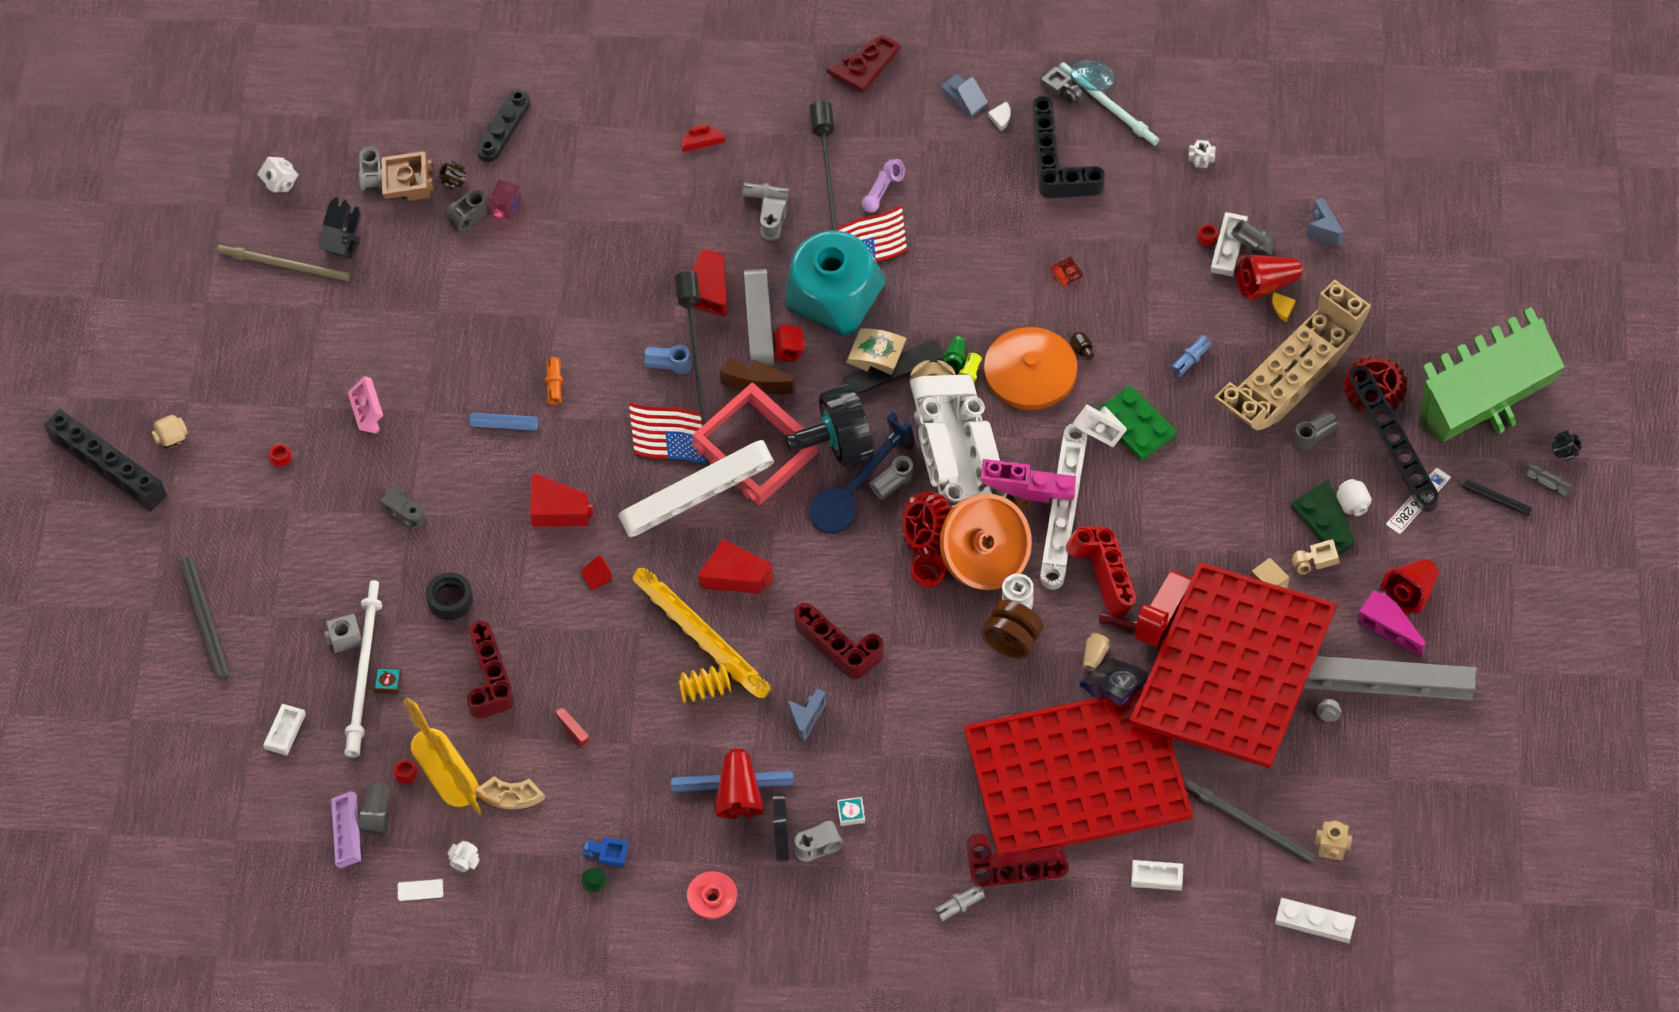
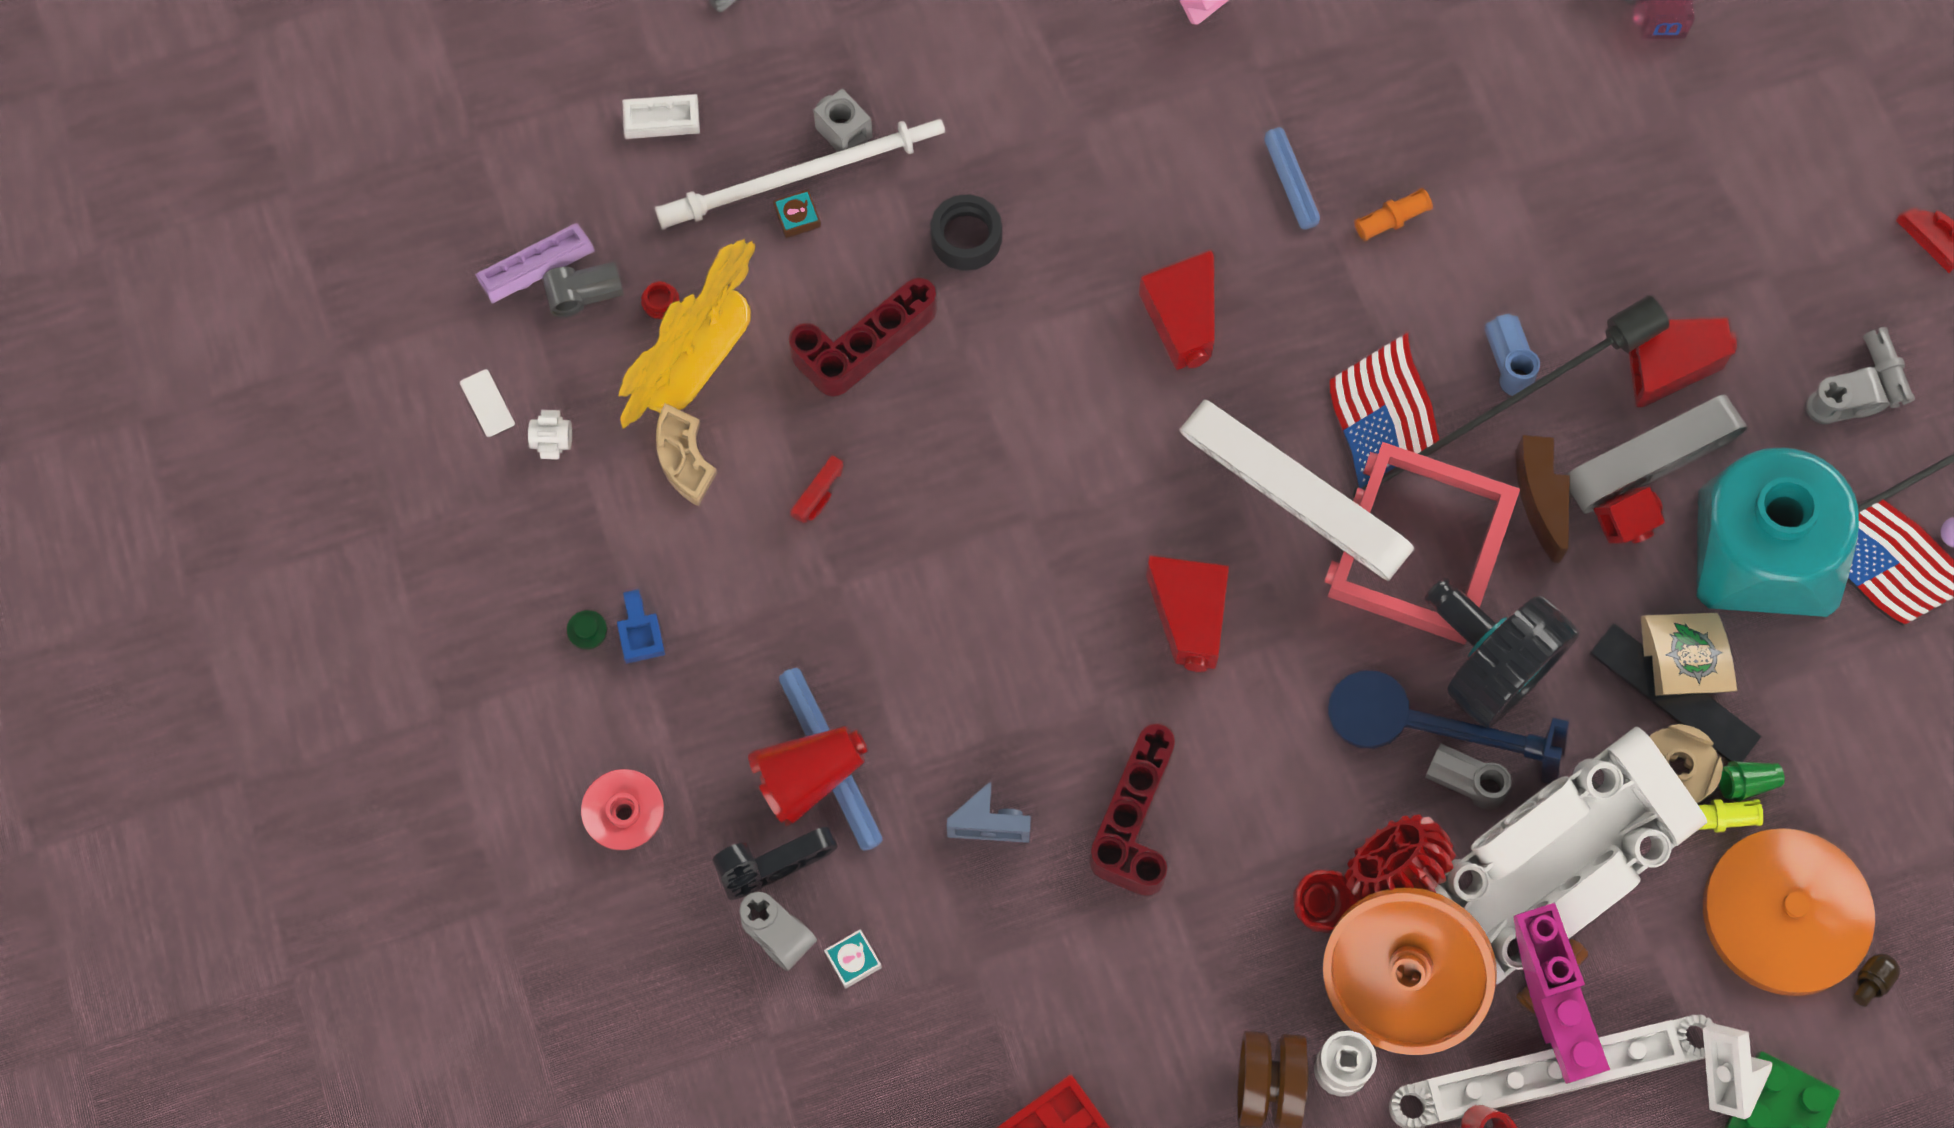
camera: 65 degrees right, 10 degrees up
(400, 508) = (1076, 115): dark grey leg -> none
(596, 573) = (1097, 415): red slope -> none
(704, 683) = (971, 646): yellow piece -> none
(705, 636) = (1060, 607): yellow plate -> none

